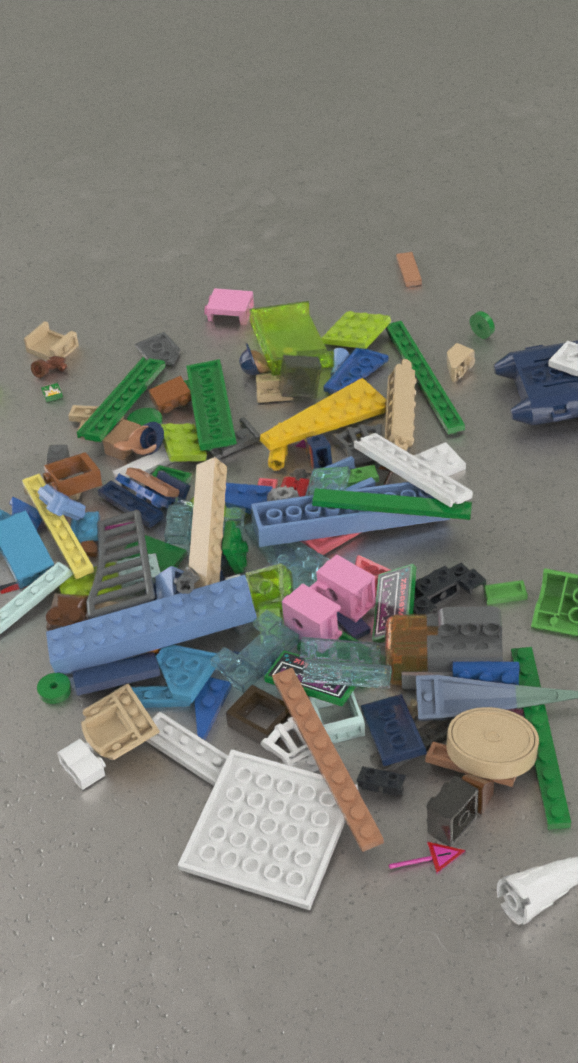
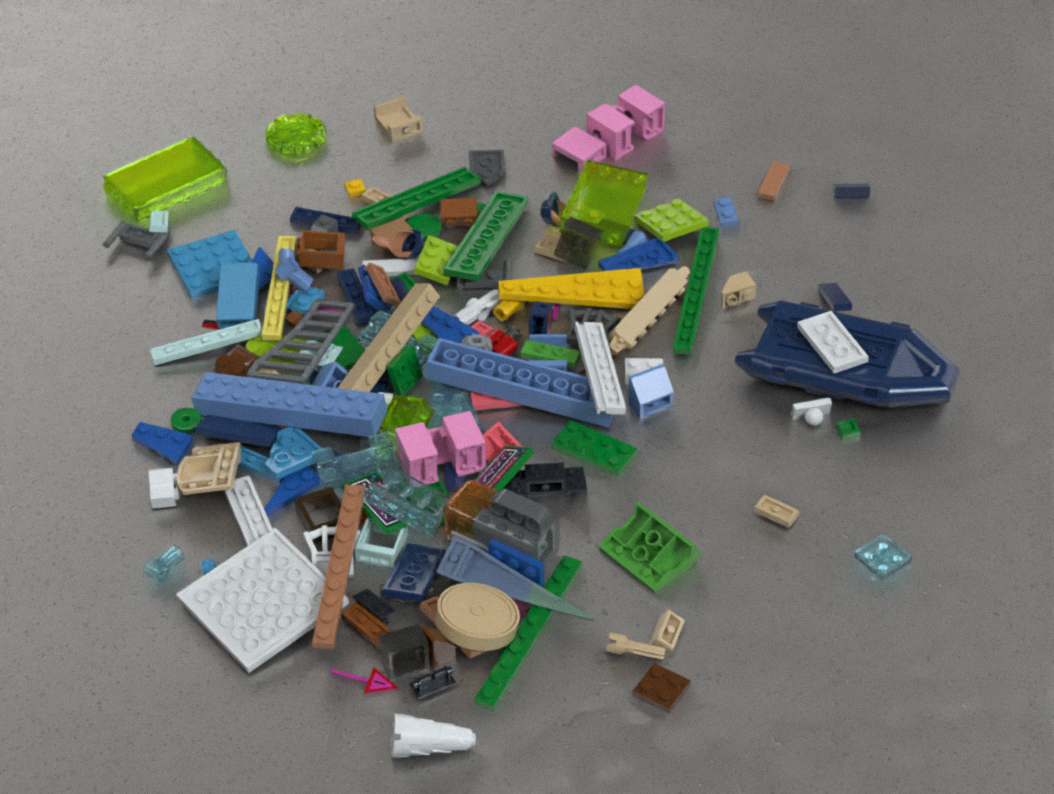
camera: 25 degrees right, 0 degrees up
(39, 453) = (308, 217): none -> dark blue tile
(41, 368) = (372, 140): copper arm -> none
(47, 717) = (166, 442): none -> blue wing
(52, 392) = (366, 166): green tile -> none
(55, 414) = (354, 188): none -> yellow plate
(139, 844) = (160, 567): none -> clear light blue piece
(186, 581) = (336, 378): dark grey connector -> none
(188, 821) = (207, 565): none -> dark azure plate
(253, 466) = (478, 308): none -> white piece
(256, 263) = (635, 113): none -> bright pink piece
(328, 478) = (526, 347): clear light blue plate -> none
(390, 504) = (554, 389): green tile -> none
(391, 307) = (725, 212): none -> medium blue plate
(394, 803) = (365, 623): none -> dark orange plate
(452, 543) = (594, 448): none -> green plate
(466, 467) = (650, 391): none -> slope
(476, 252) = (851, 190): none -> dark blue slope
(482, 324) = (787, 264): green piece -> none
(496, 828) = (433, 683): none -> black hinge
(505, 592) = (601, 509): bright green tile -> none
(546, 333) = (835, 297): none -> dark blue tile

